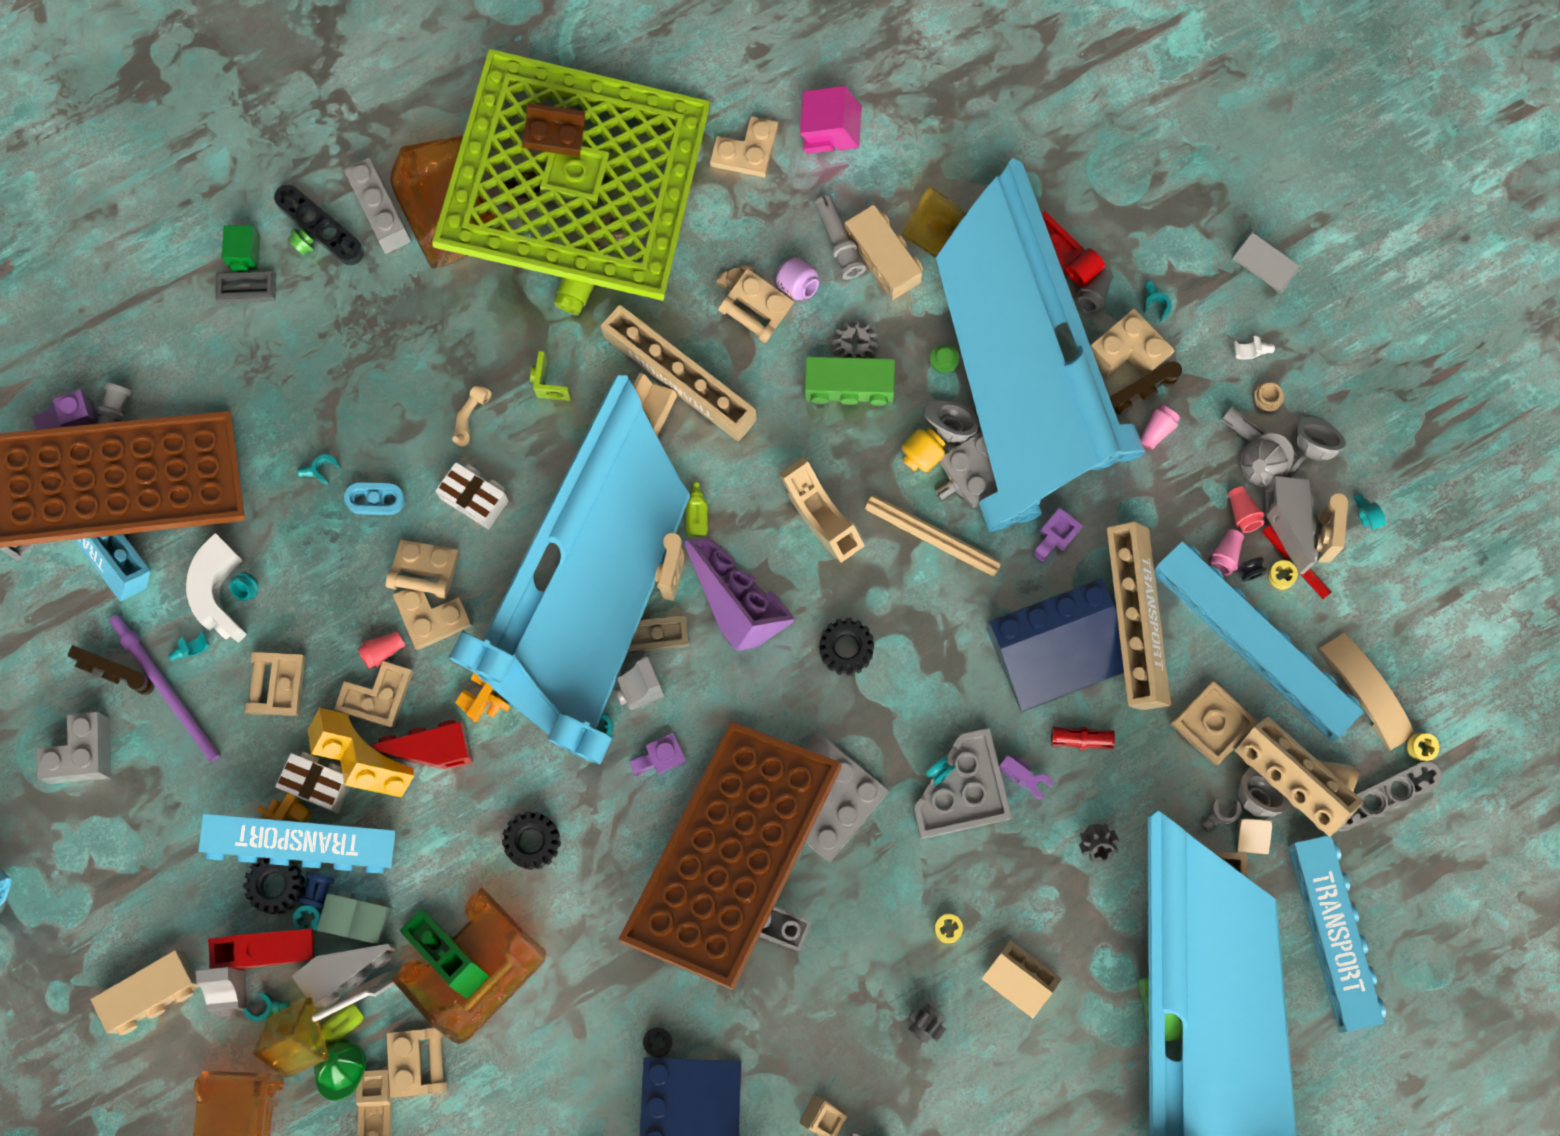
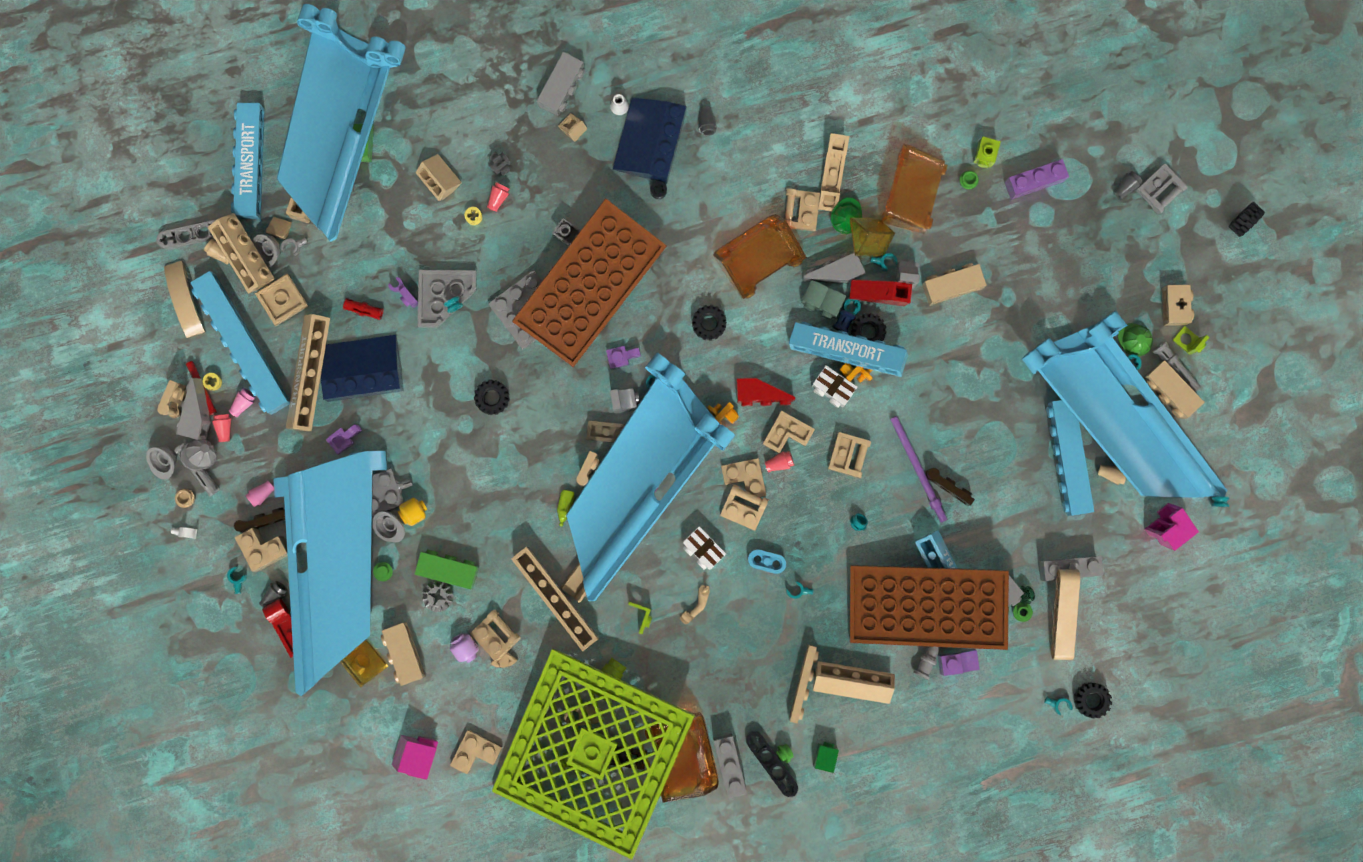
camera: 175 degrees left, 10 degrees up
(84, 755) = (972, 435): light grey brick -> none
(189, 648) = (899, 491): teal piece -> none
(203, 587) = (884, 525): white arch -> none
(214, 355) = (854, 682): none -> tan brick
(270, 286) = (826, 738): dark grey tile -> none
(291, 329) = (801, 692): none -> tan plate
(341, 1023) = (841, 242): lime piece -> none
(362, 766) = (802, 386): yellow arch -> none
(373, 991) = (817, 255): white piece -> none
(444, 954) = (773, 266): green slope -> none
(553, 129) = (599, 784): reddish brown bracket -> none
(739, 606) = (551, 438): medium lavender wedge -> none
(819, 512) = (486, 483): tan arch -> none
(844, 248) = (428, 663): light grey pin -> none
(916, 970) = (497, 196): none -> coral cone
(933, 535) = (420, 456): tan axle -> none
(1099, 842) = (371, 243): dark grey gear -> none
(1252, 569) = (229, 388): black bush -> none
(1266, 262) = (158, 586): light grey hinge -> none
(1369, 513) = (146, 407): teal piece -> none
(1429, 741) = (156, 257): light yellow bush -> none

